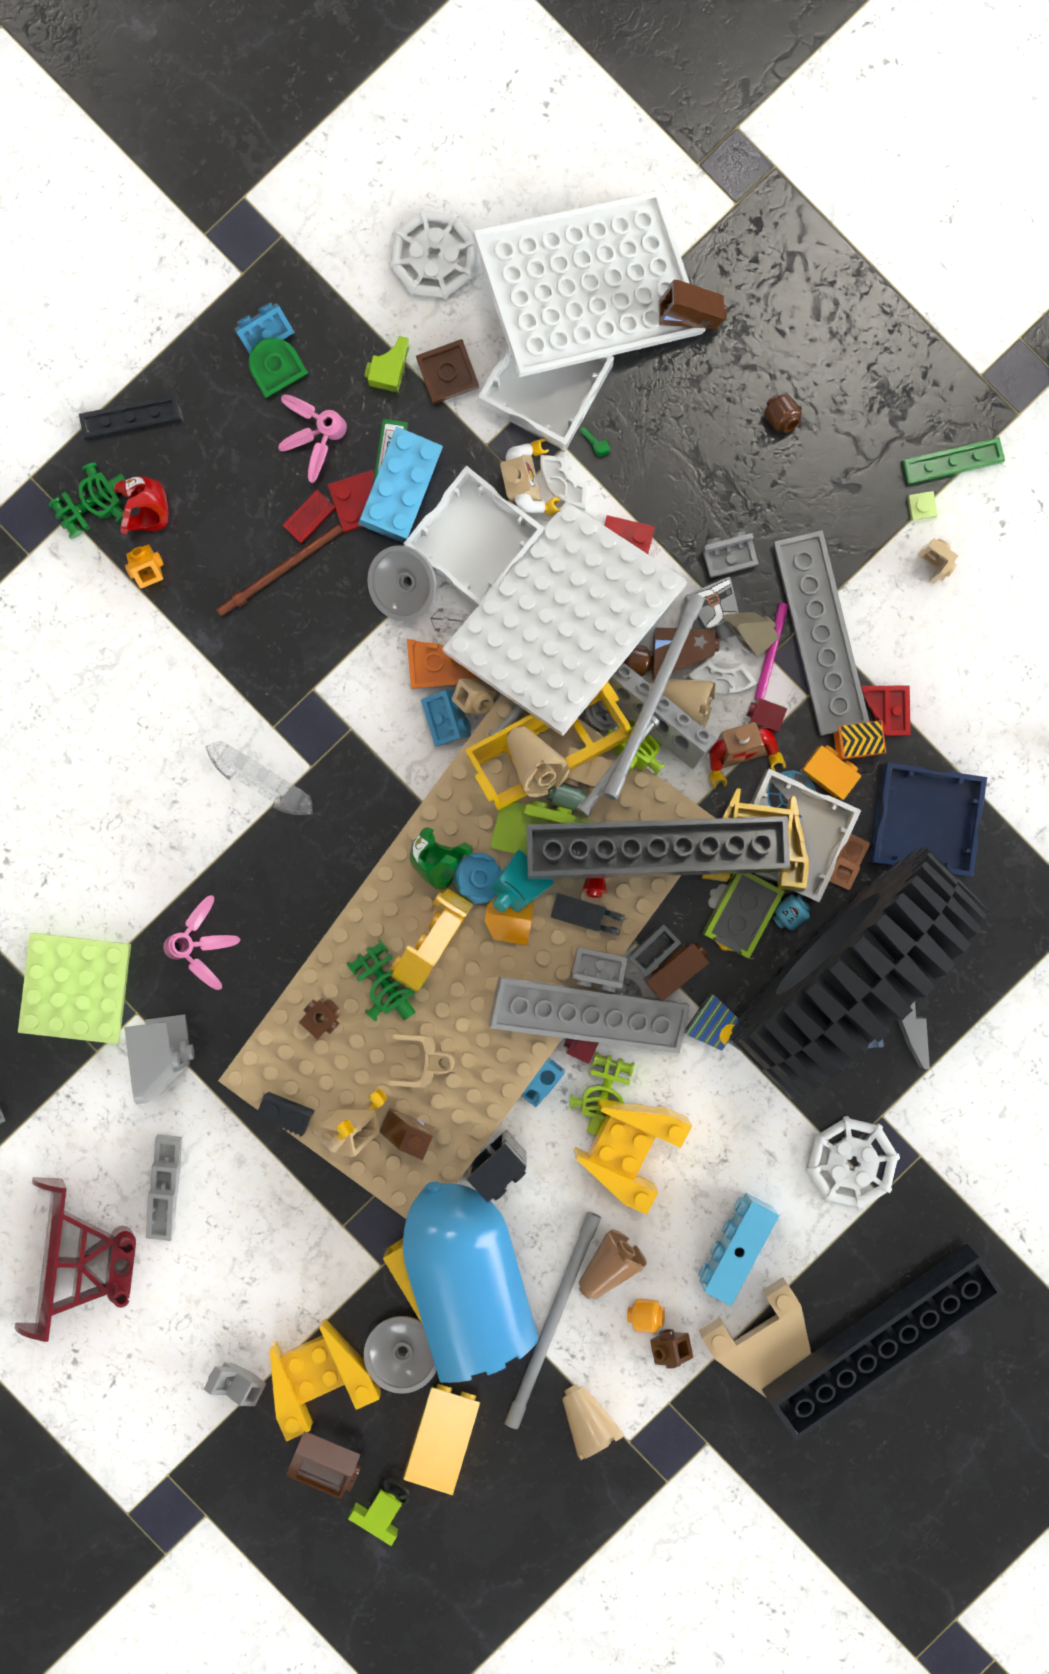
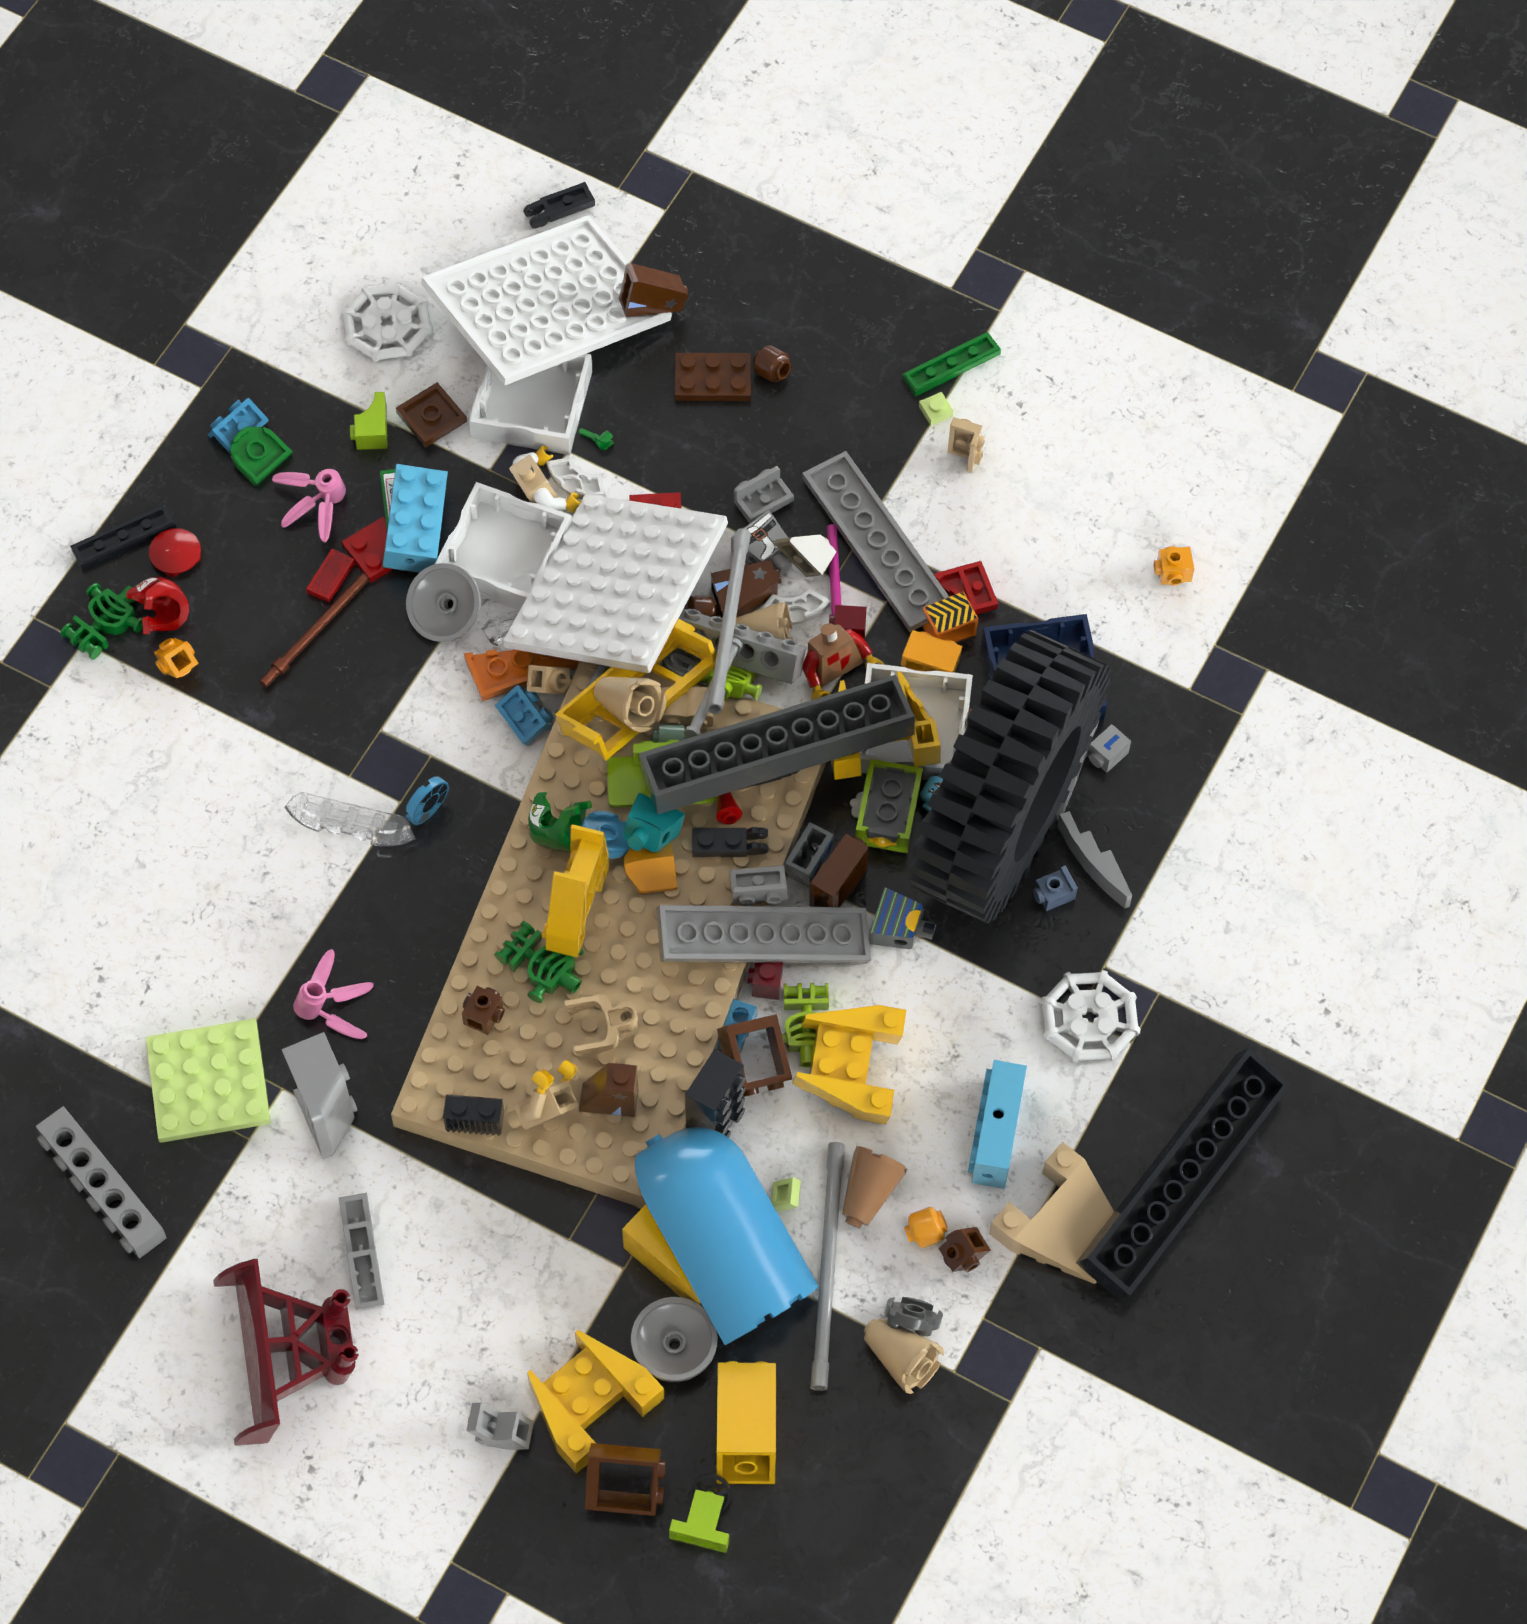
camera: 15 degrees left, 25 degrees down
(173, 447) = (174, 551): none -> red dish
(330, 784) = (426, 800): none -> dark azure tile
(536, 1249) = (785, 1194): none -> yellowish green plate
(547, 1098) = (729, 1047): none -> reddish brown window
(600, 1403) = (913, 1315): none -> dark grey plate
(636, 170) = (559, 205): none -> black hinge
(723, 407) = (712, 376): none -> reddish brown plate

